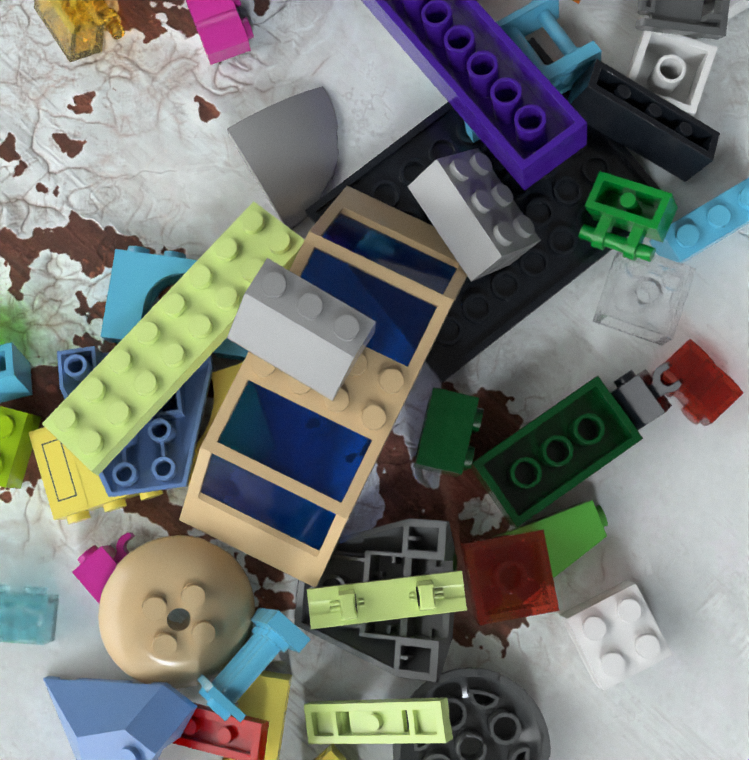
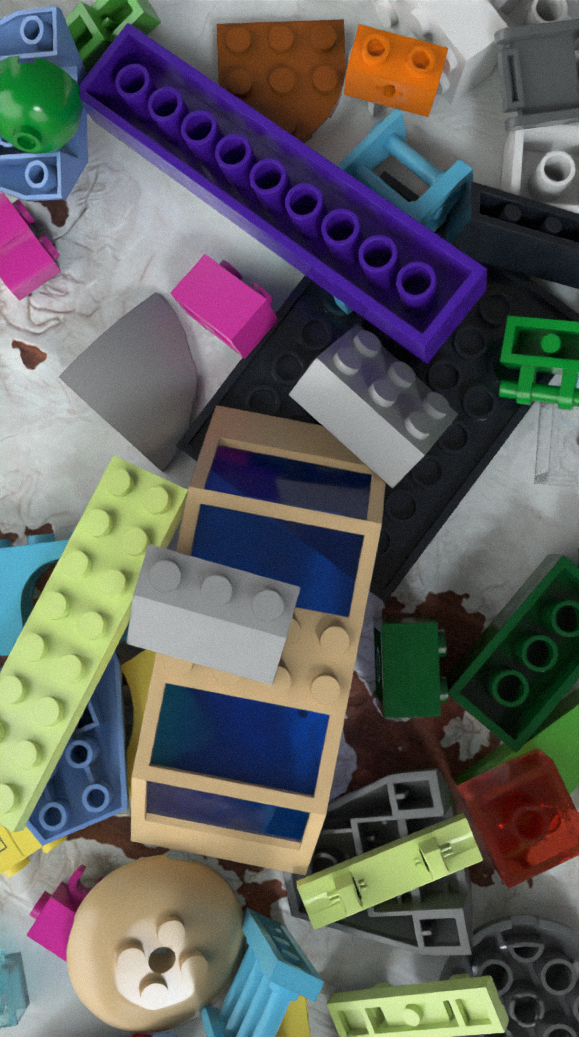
camera: 15 degrees left, 5 degrees up
(376, 109) = (225, 304): none -> dark pink brick

